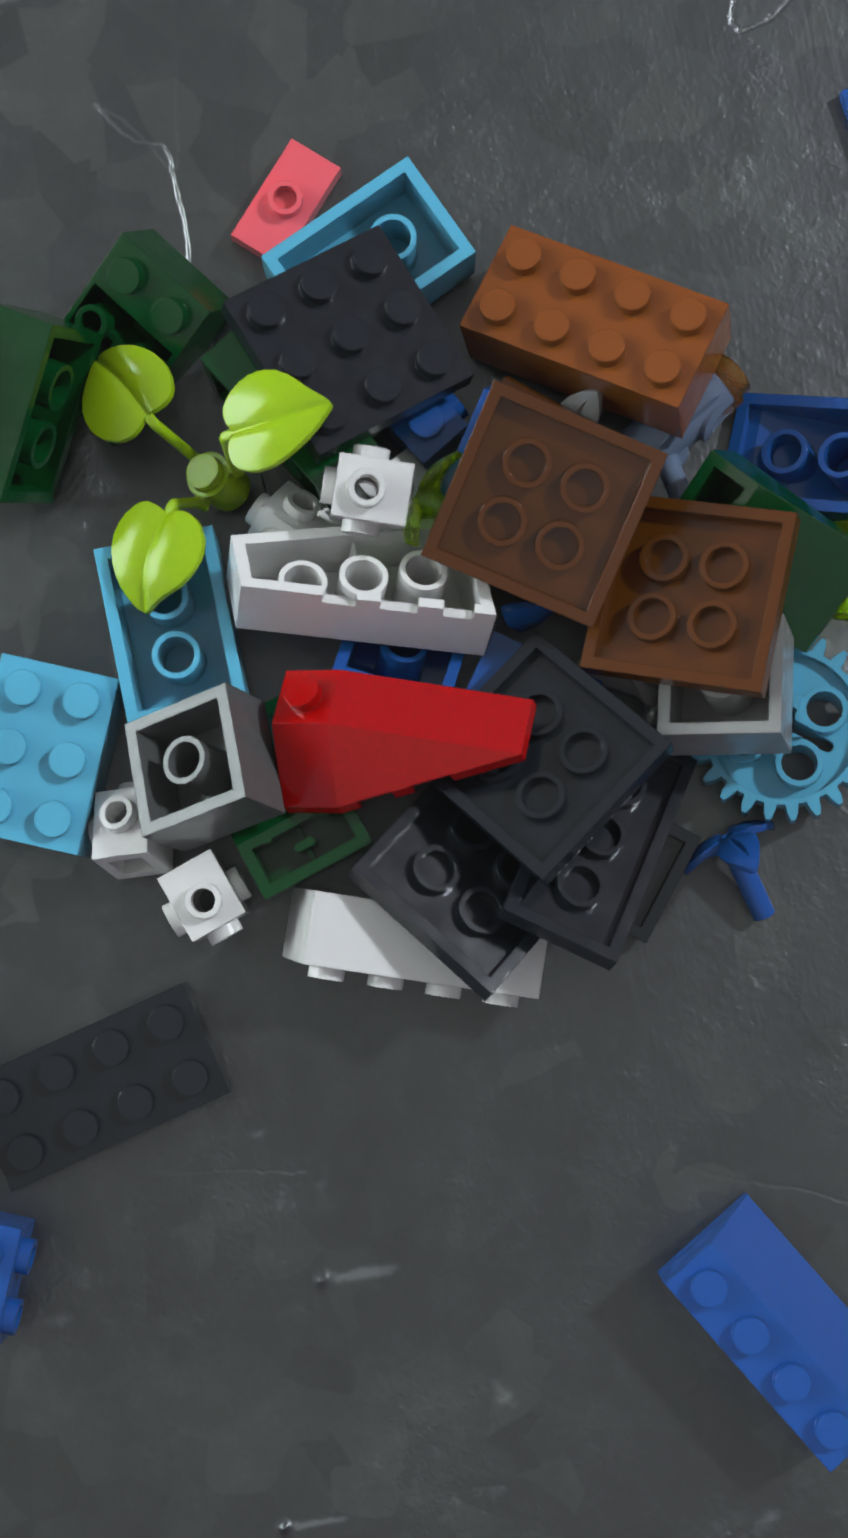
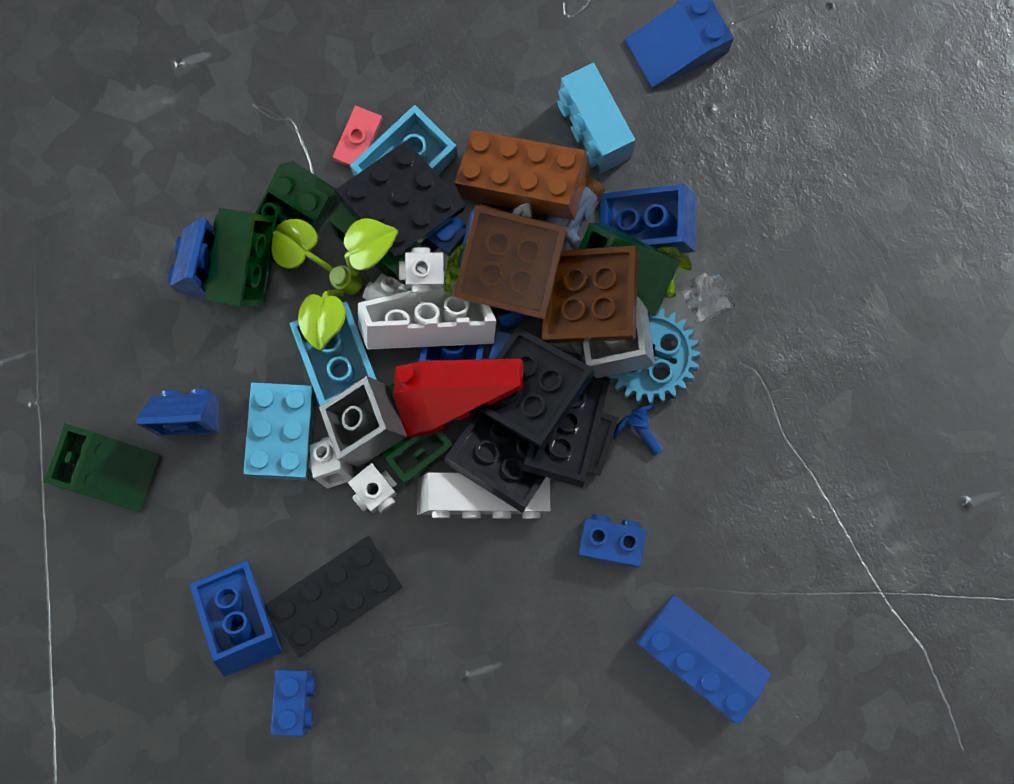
camera: 10 degrees left, 5 degrees down
(647, 1076) = (612, 541): none -> blue brick
(758, 241) = (595, 118): none -> medium azure brick

